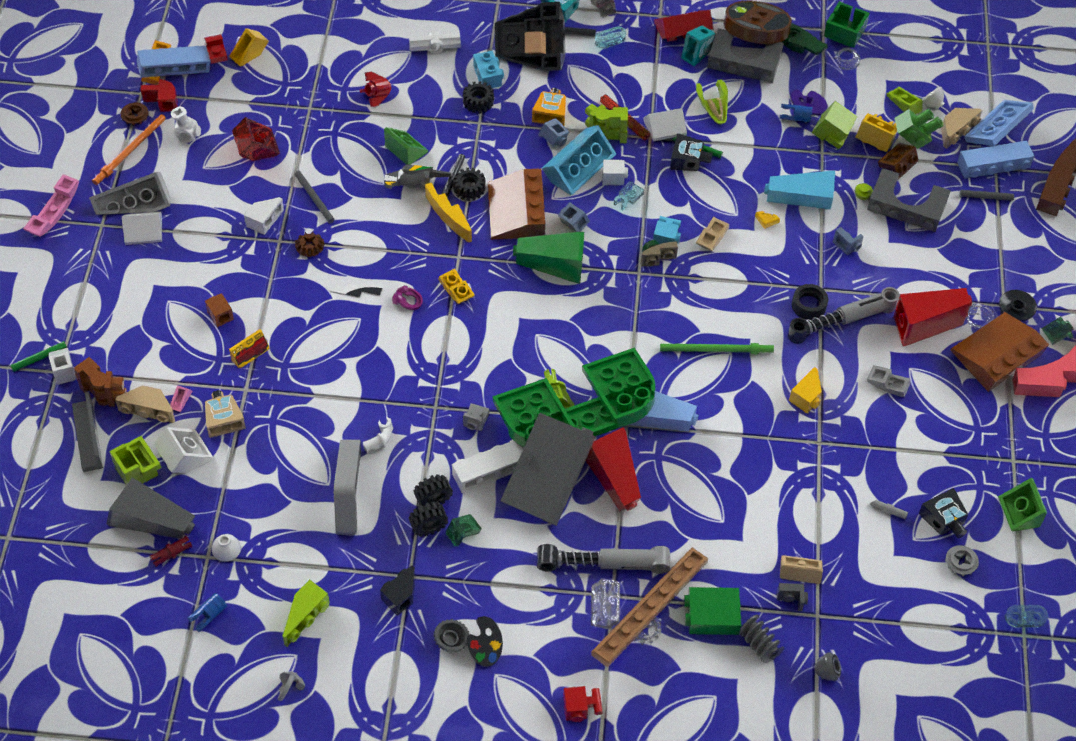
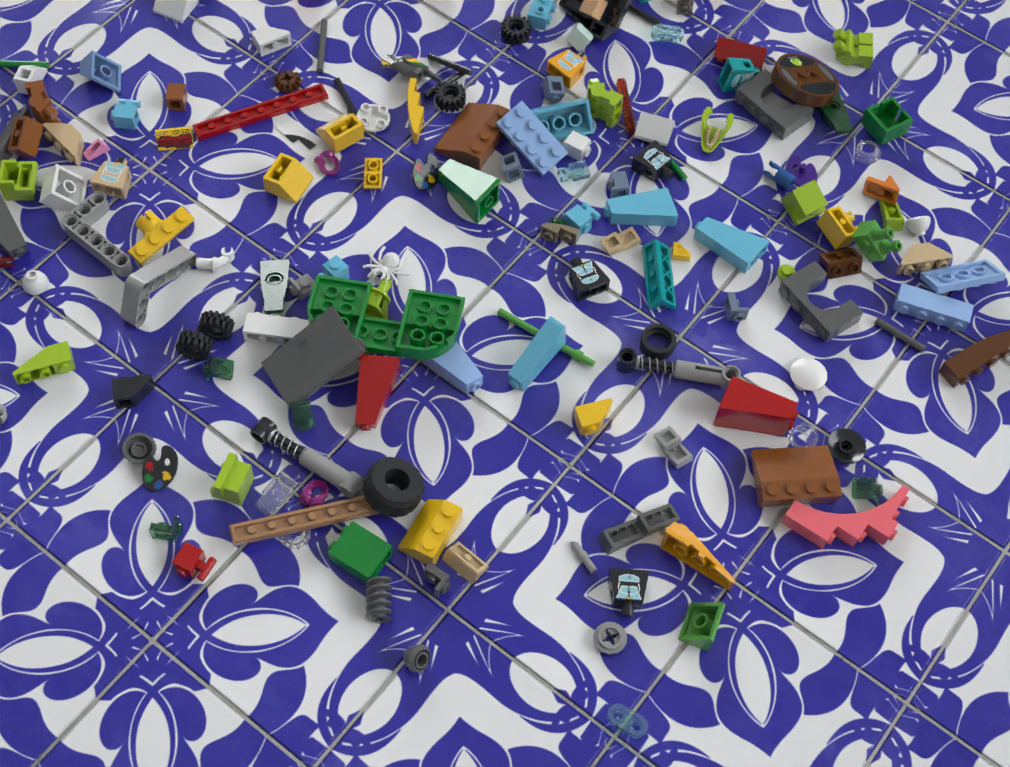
camera: 30 degrees right, 5 degrees up
(109, 420) = (25, 137): none -> dark orange brick
(126, 323) = (101, 71): none -> medium blue slope
(184, 350) = (126, 114): none -> medium azure brick
(251, 475) = (78, 227): none -> light grey beam
(306, 440) = (158, 232): none -> yellow plate
(307, 284) = (260, 112): none -> red tile
(375, 232) = (345, 96): none -> black bar
(387, 330) = (287, 178): none -> yellow slope
(399, 263) = (342, 132): none -> yellow slope
(403, 145) = (424, 38): bright green slope -> none
(415, 237) = (374, 117): none -> white dish
(445, 156) = (450, 64): none -> black bar
(450, 429) = (274, 284): none -> piece
(495, 385) = (336, 268): none -> medium azure brick
(504, 265) = (422, 175): none -> piece
(535, 360) = (386, 266): none -> white animal
(535, 692) = (167, 532): none -> bracket
(539, 76) = (579, 37): none -> light aqua panel
(558, 614) = (233, 480): none -> lime plate
(570, 525) = (302, 415): none -> bracket
(574, 184) = (531, 138): none -> light blue plate
(630, 594) = (305, 497): none -> magenta piece
(675, 187) = (618, 184): none -> sand blue brick
(700, 539) = (389, 501): none -> black tyre
(711, 197) = (642, 208): none -> medium azure slope
(712, 280) = (587, 279): none -> black torso
(727, 363) = (538, 354): none -> medium azure slope
(755, 558) = (431, 530): none -> yellow slope
(765, 247) = (656, 274): none -> teal fence
(889, 83) = (885, 191): none -> orange slope
(913, 462) = (637, 529): none -> dark grey slope
(944, 264) = (808, 374): none -> white dish
(972, 455) = (689, 549): none -> light orange wedge

